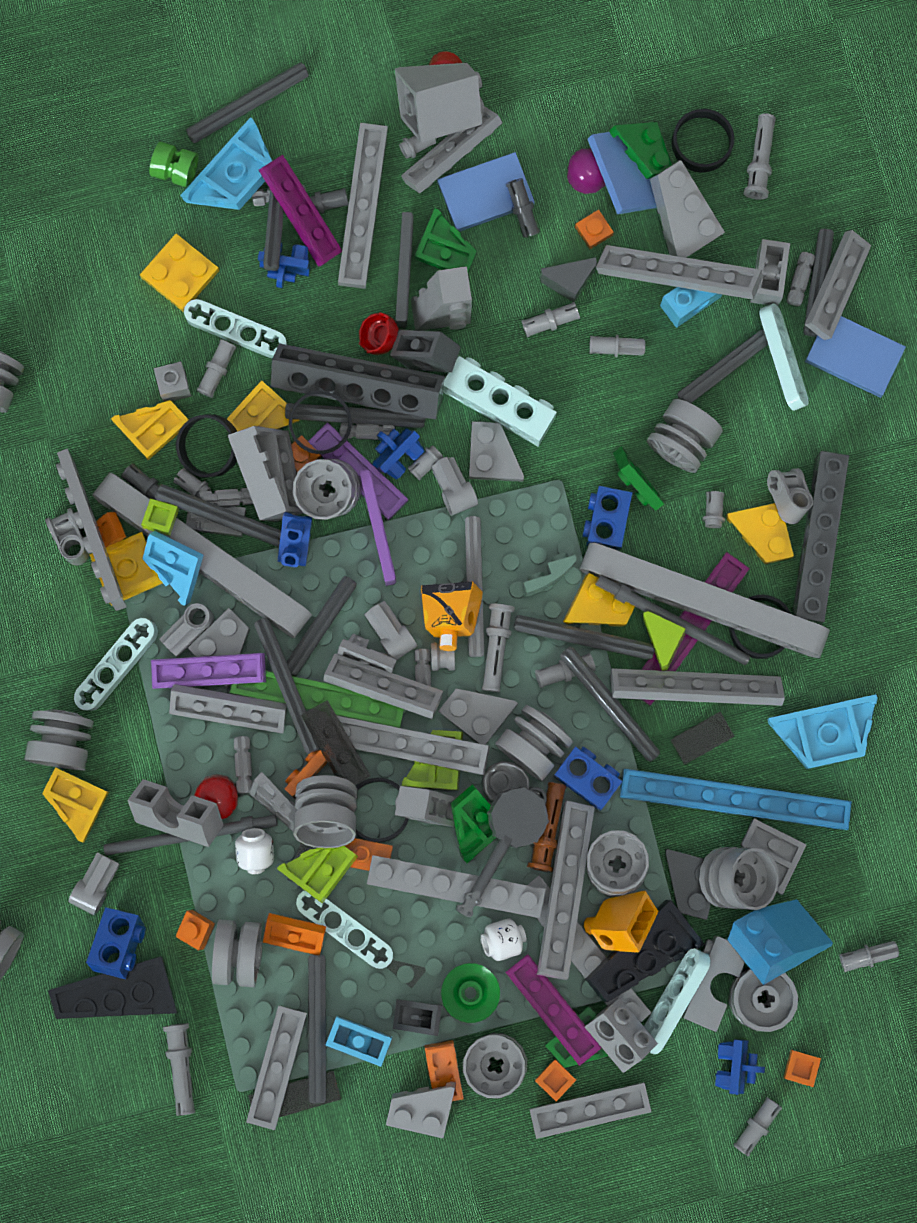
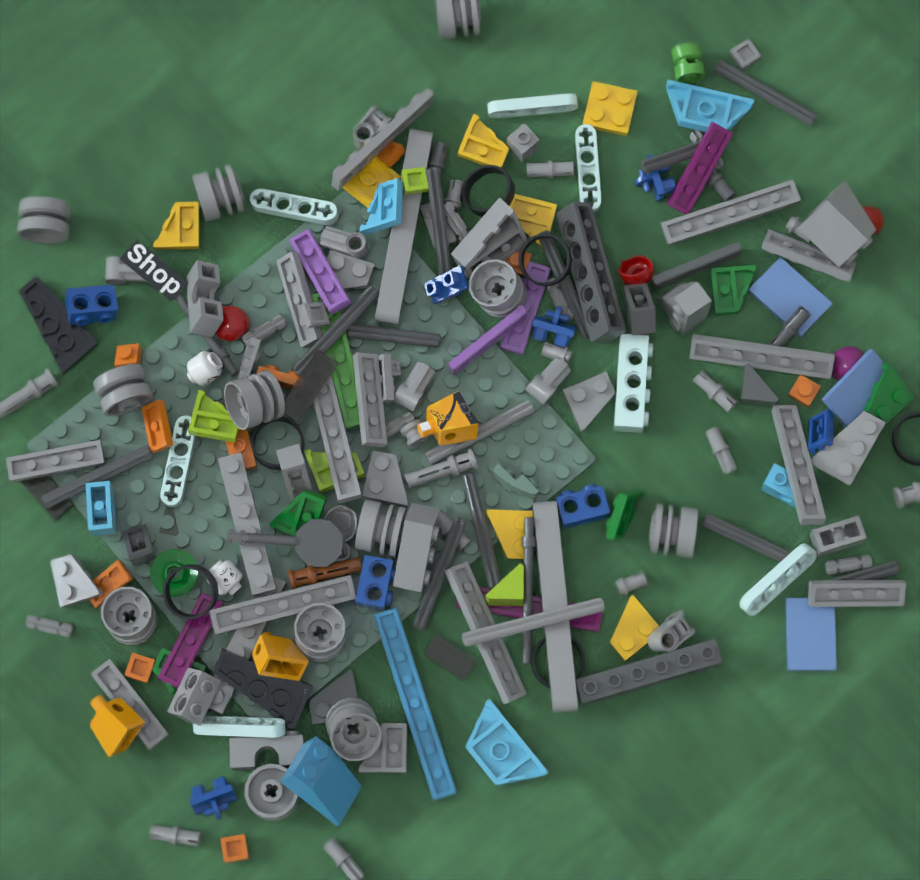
camera: 70 degrees right, 5 degrees down
(111, 854) = (153, 270): none -> black sticker
(134, 351) = (532, 106): none -> light aqua beam
(193, 102) = (745, 54): none -> light grey tile
(257, 699) = (315, 315): none -> light grey tile
(458, 1160) = (49, 626): none -> light grey axle
(525, 1004) = (166, 591): none -> black tyre
(537, 252) = (762, 356): none -> light grey plate
(574, 713) = (416, 547): none -> light grey wedge
(607, 1137) = (115, 724): none -> light orange torso
(669, 228) = (825, 431): none -> blue tile
(716, 630) = (533, 621): none -> light grey axle

